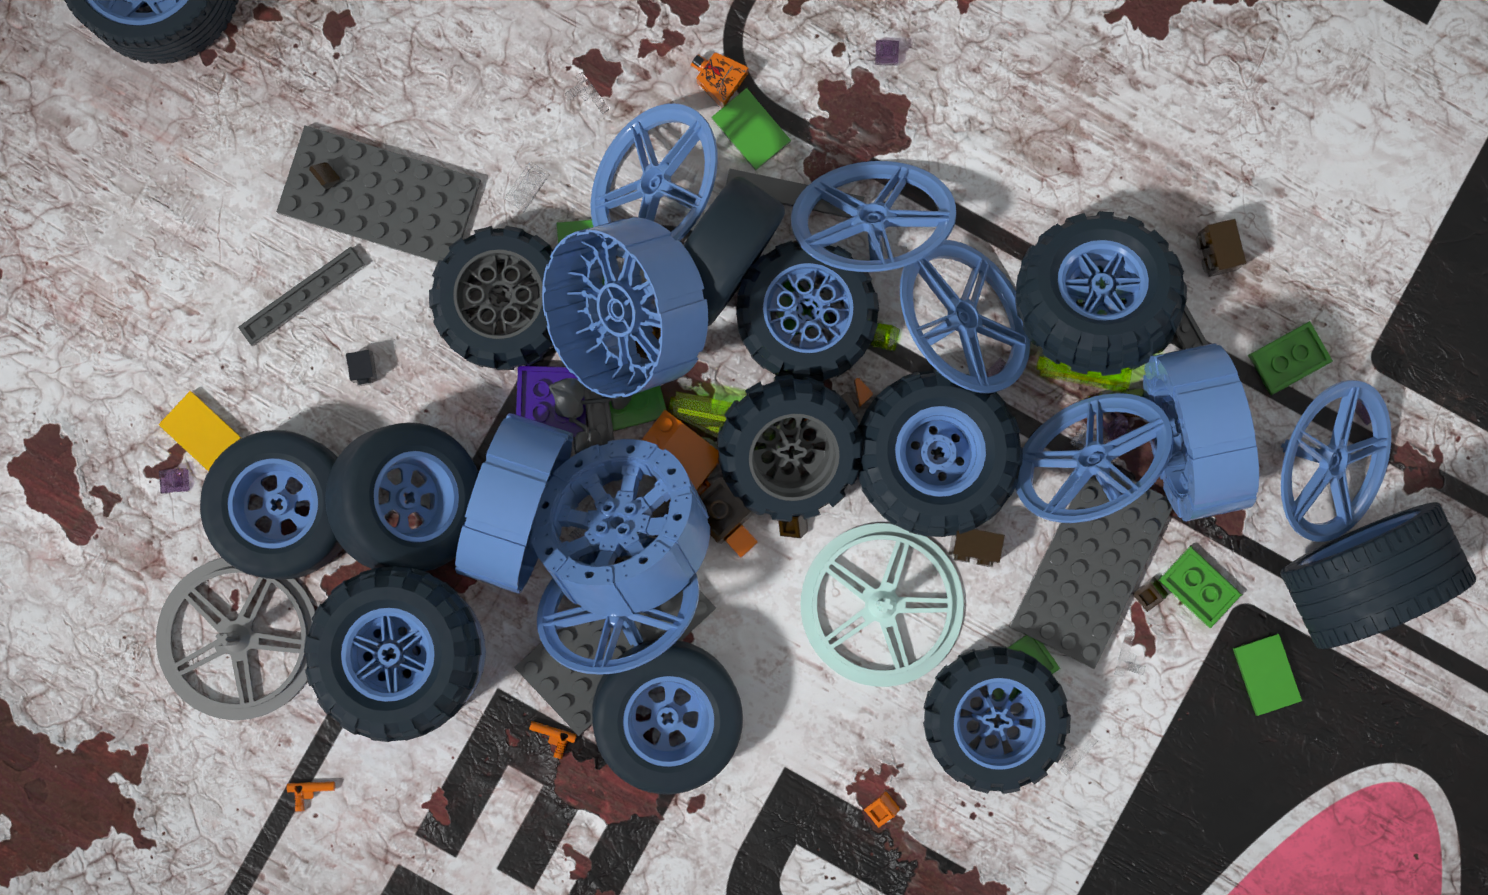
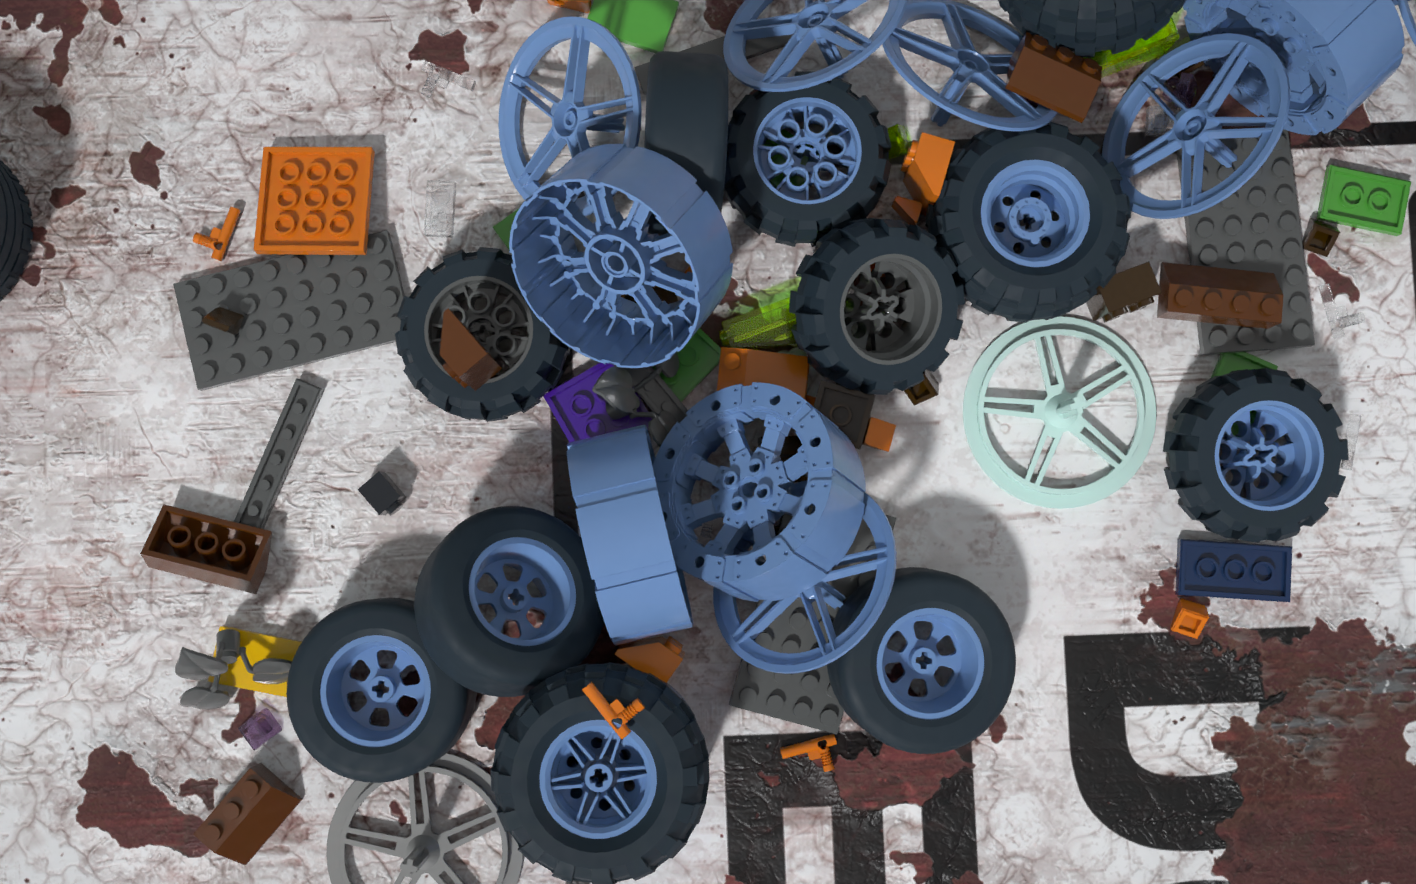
camera: 30 degrees left, 0 degrees up
(130, 536) = (248, 815): none -> reddish brown slope
(163, 412) = (201, 666): none -> dark grey plant
(215, 331) = (208, 549): none -> reddish brown slope
(358, 110) = (219, 235): none -> orange hose
(426, 613) = (613, 710): none -> orange hose
(440, 127) = (314, 200): none -> orange plate
(476, 307) = (464, 355): none -> reddish brown slope
(482, 600) = (653, 656): none -> orange slope
(889, 370) = (926, 168): none -> orange slope
(935, 795) = (1233, 570): none -> dark blue tile
(1017, 362) = (1053, 77): none -> reddish brown slope
(1044, 590) = (1219, 296): none -> reddish brown slope

